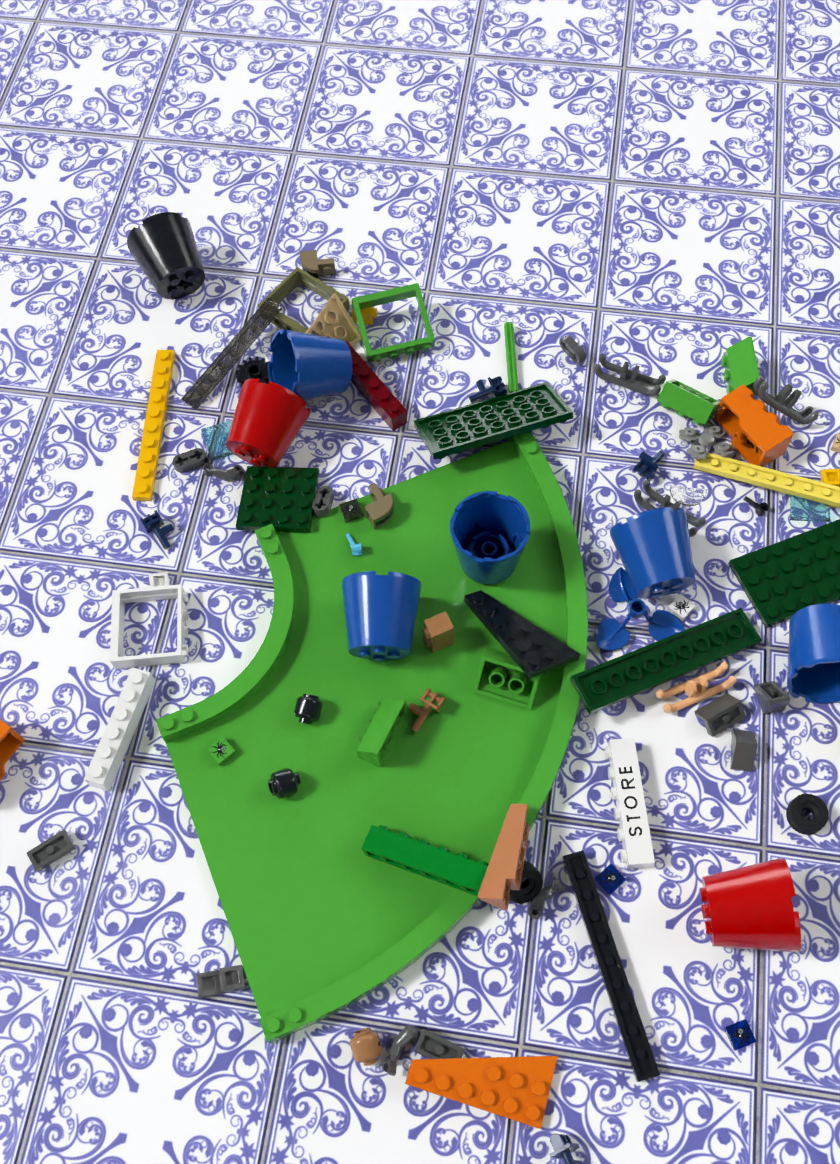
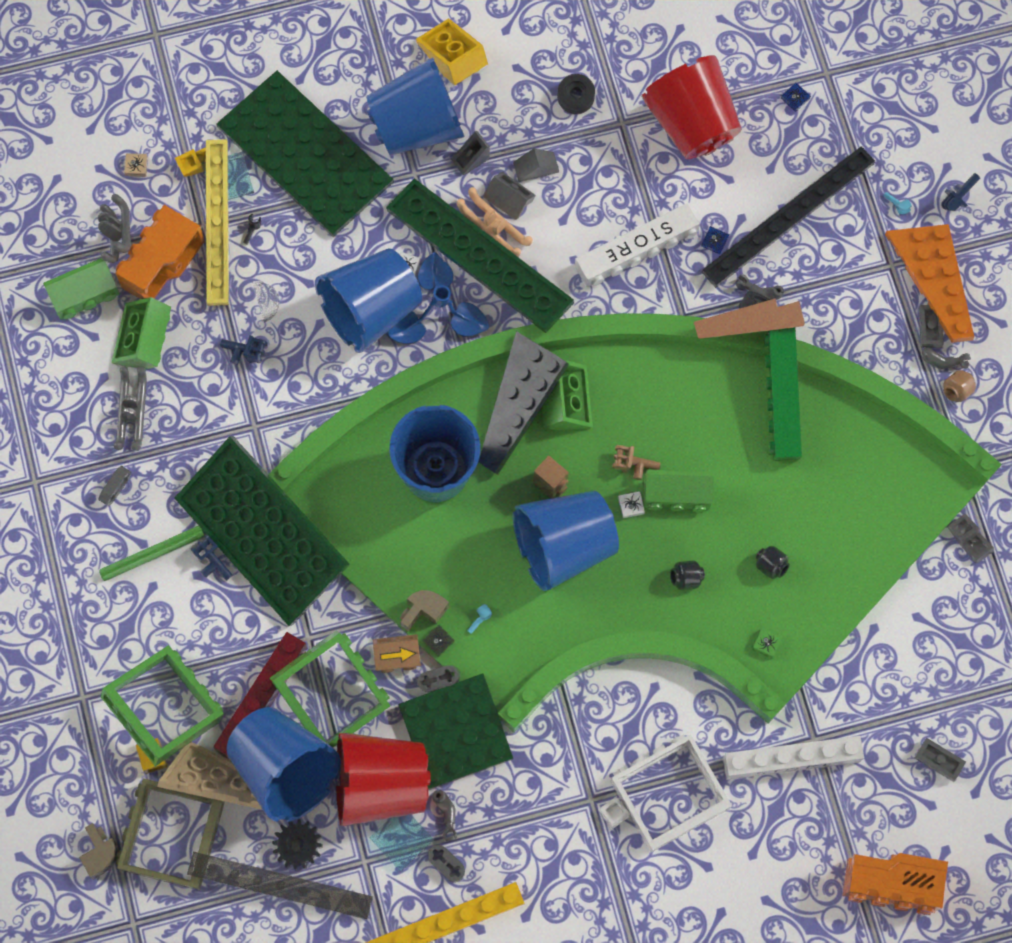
camera: 120 degrees left, 10 degrees up
(154, 524) = (550, 854): dark blue arm -> none
(341, 399) = (357, 661): none -> bright green window
(356, 479) = (396, 653): none -> medium nougat brick
(390, 690) = (631, 504): none -> white tile
(577, 1089) = (902, 207): none -> medium azure hand
(665, 502) = (296, 311): dark grey piece -> none
(706, 439) = (191, 299): light grey plant -> none

